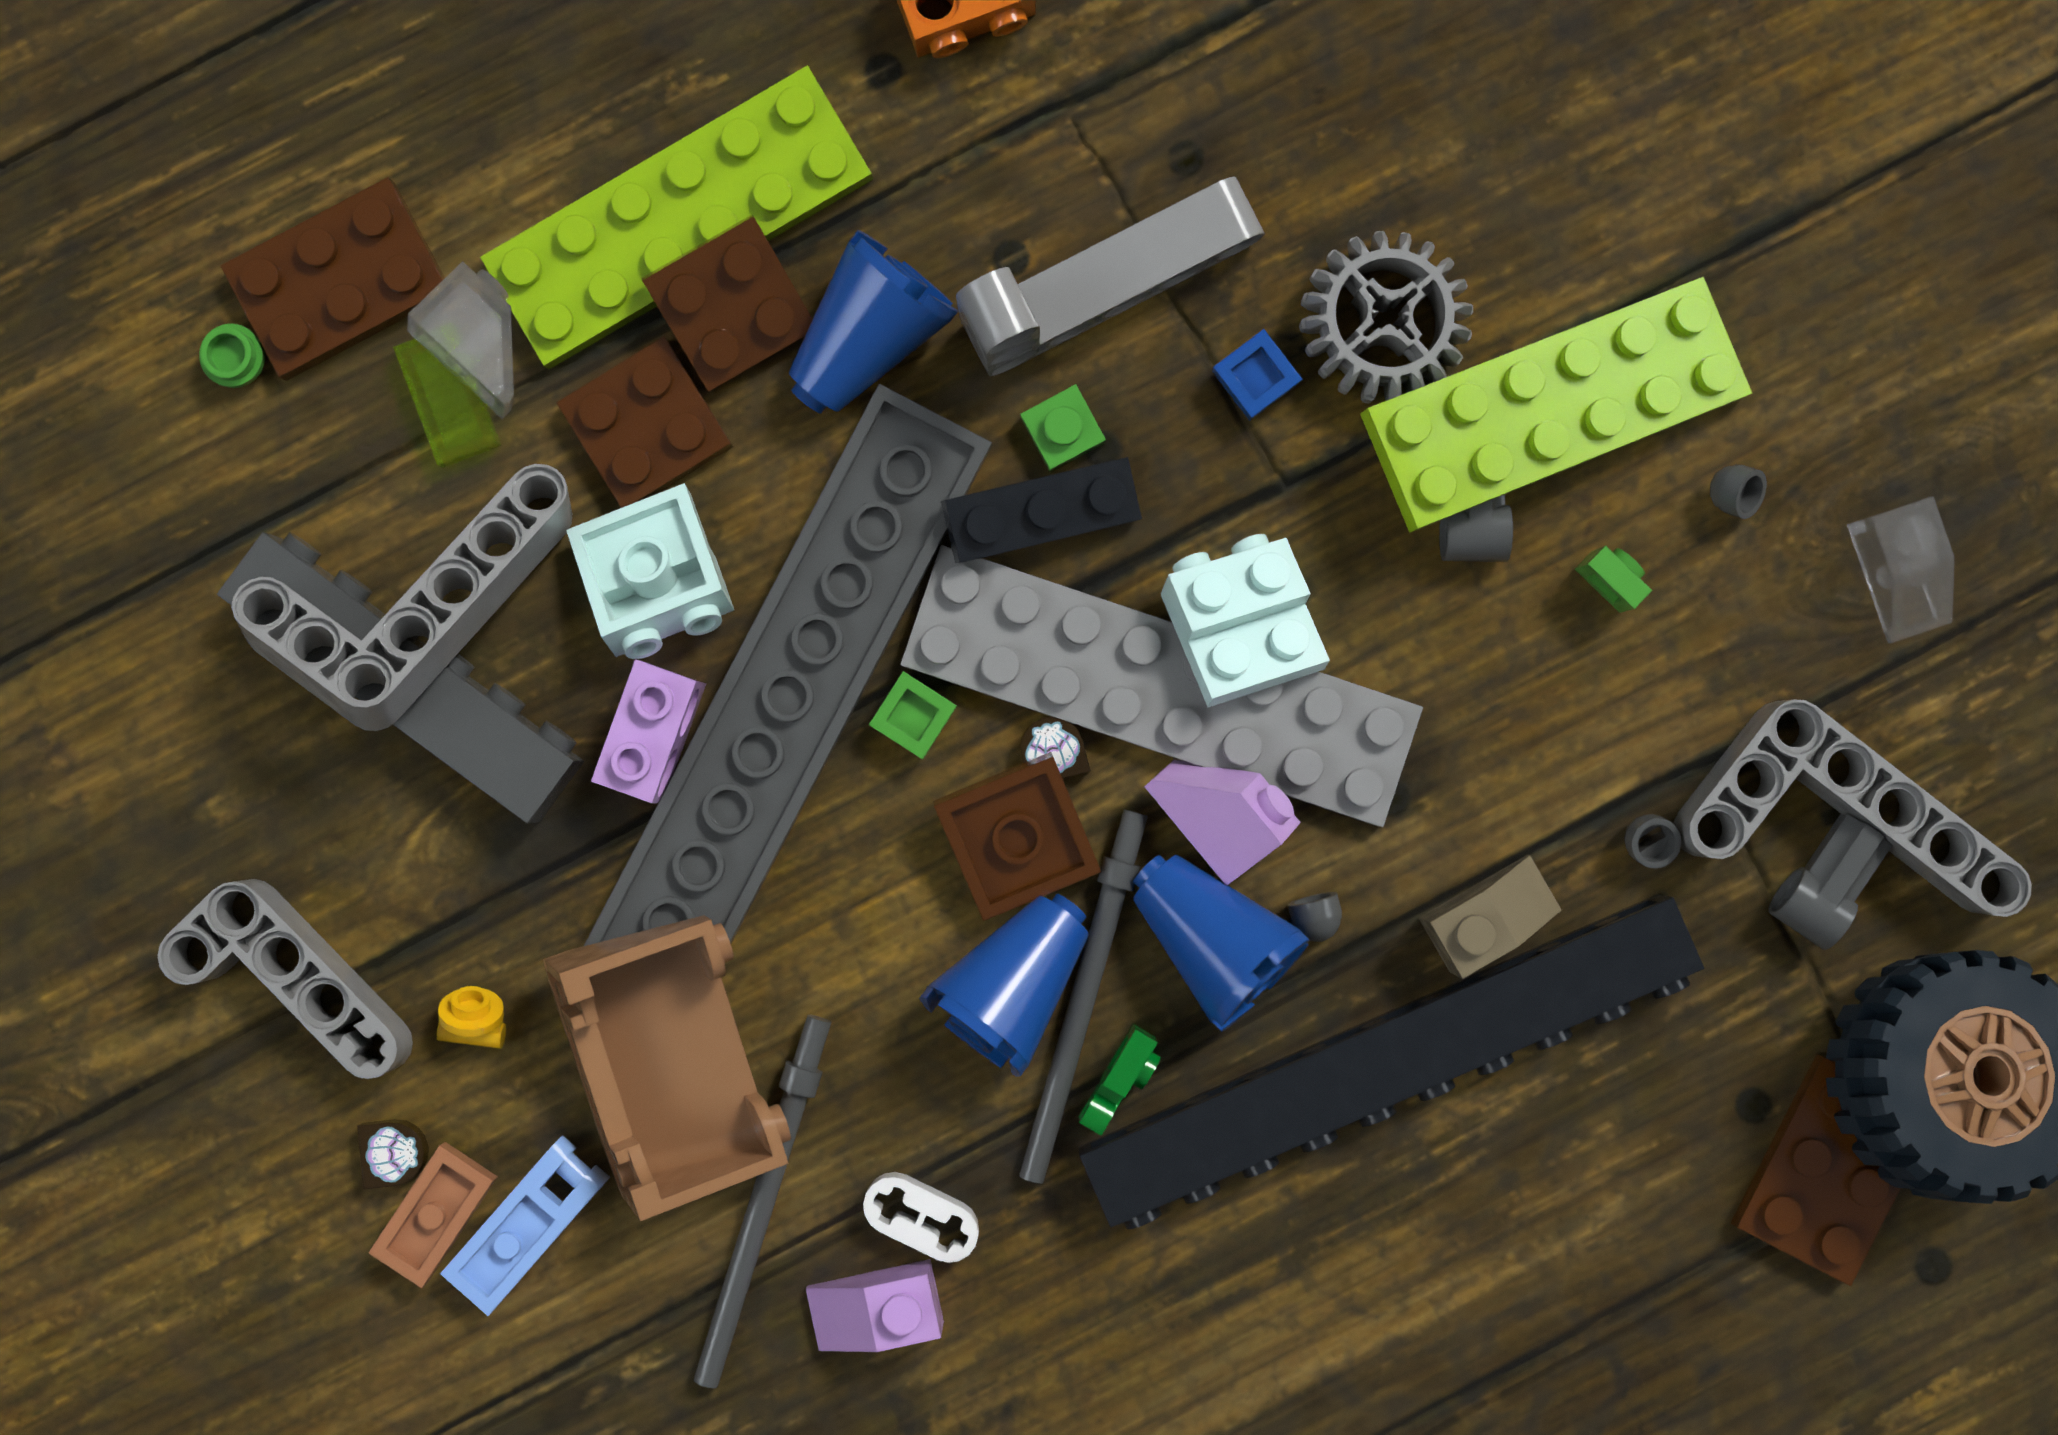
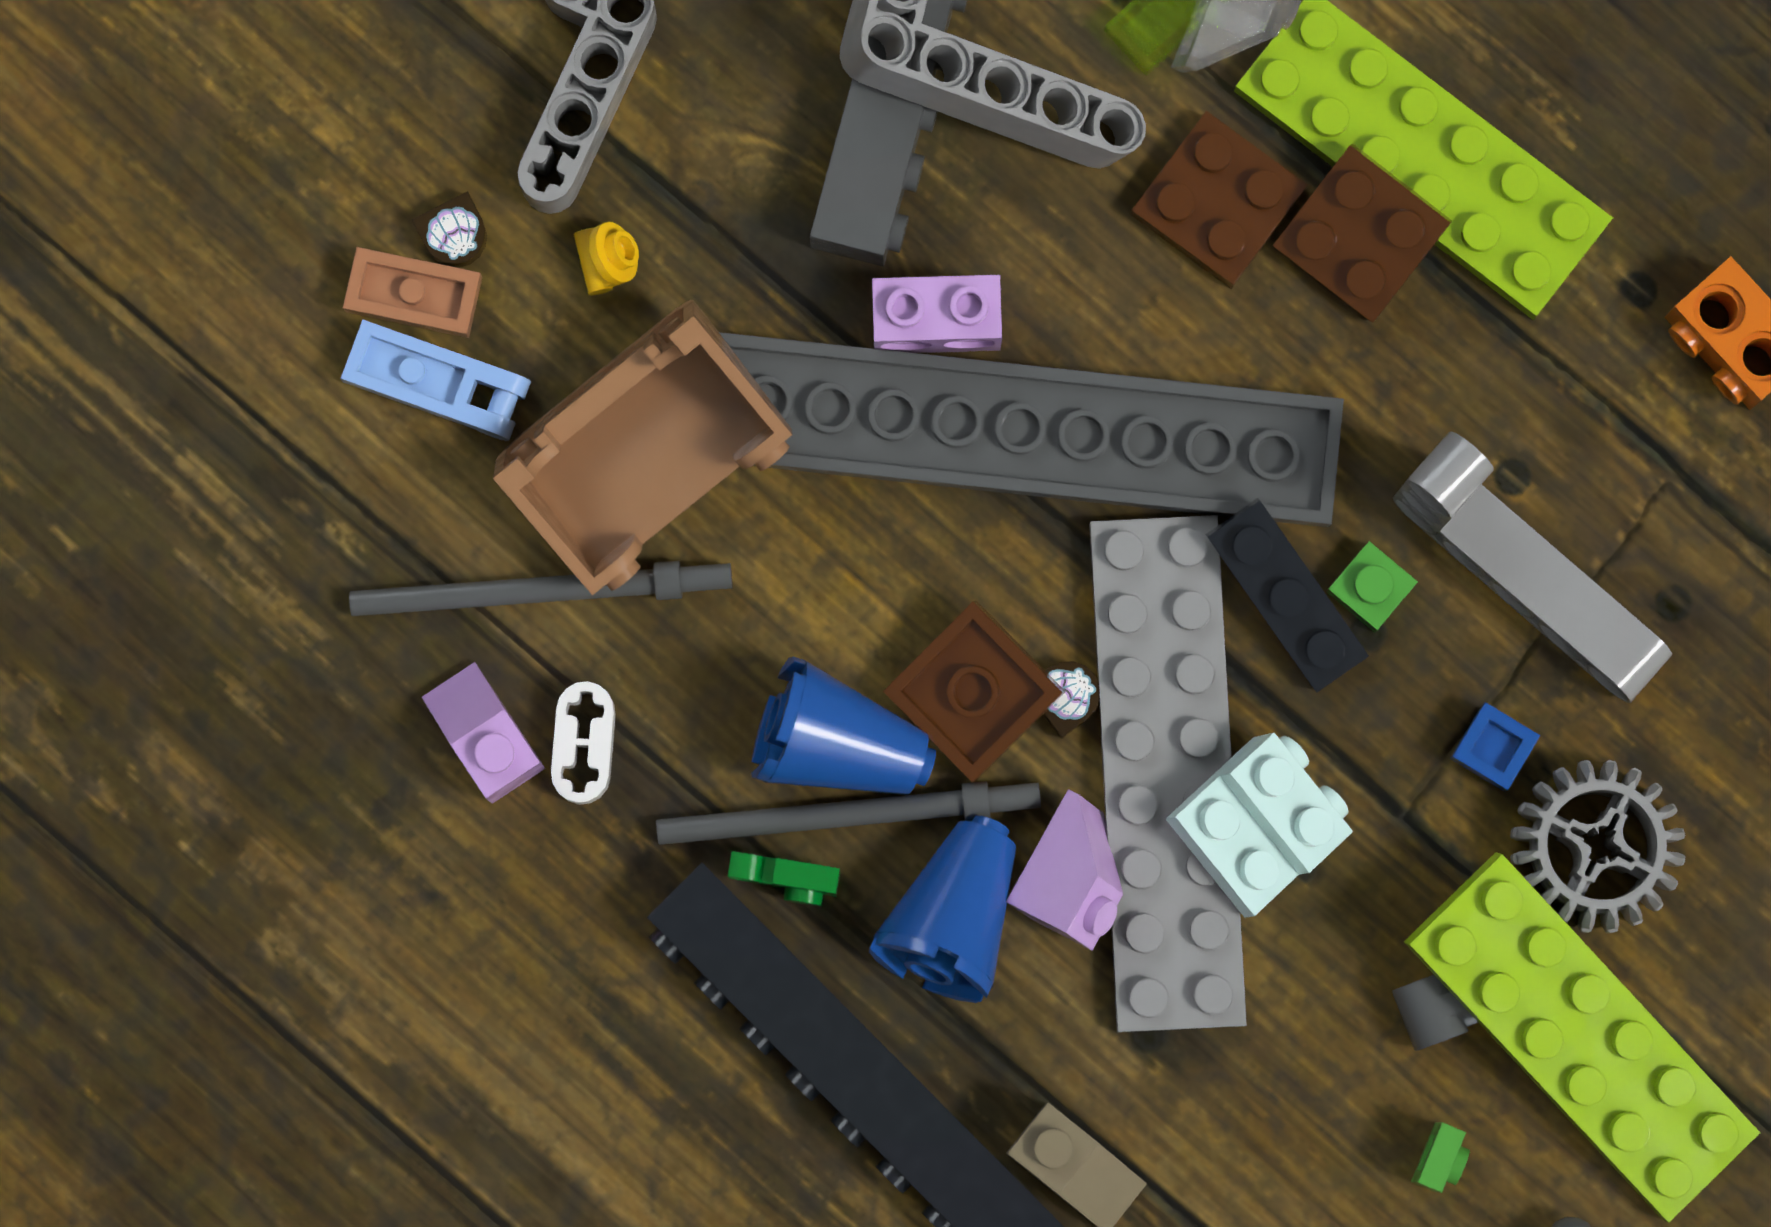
camera: 65 degrees right, 5 degrees down
(650, 573) = (1083, 258): light aqua plate -> none
(865, 325) = (1393, 365): blue cone -> none
(913, 715) = (1048, 551): bright green plate -> none
(1316, 915) = (1009, 1002): dark grey hinge -> none

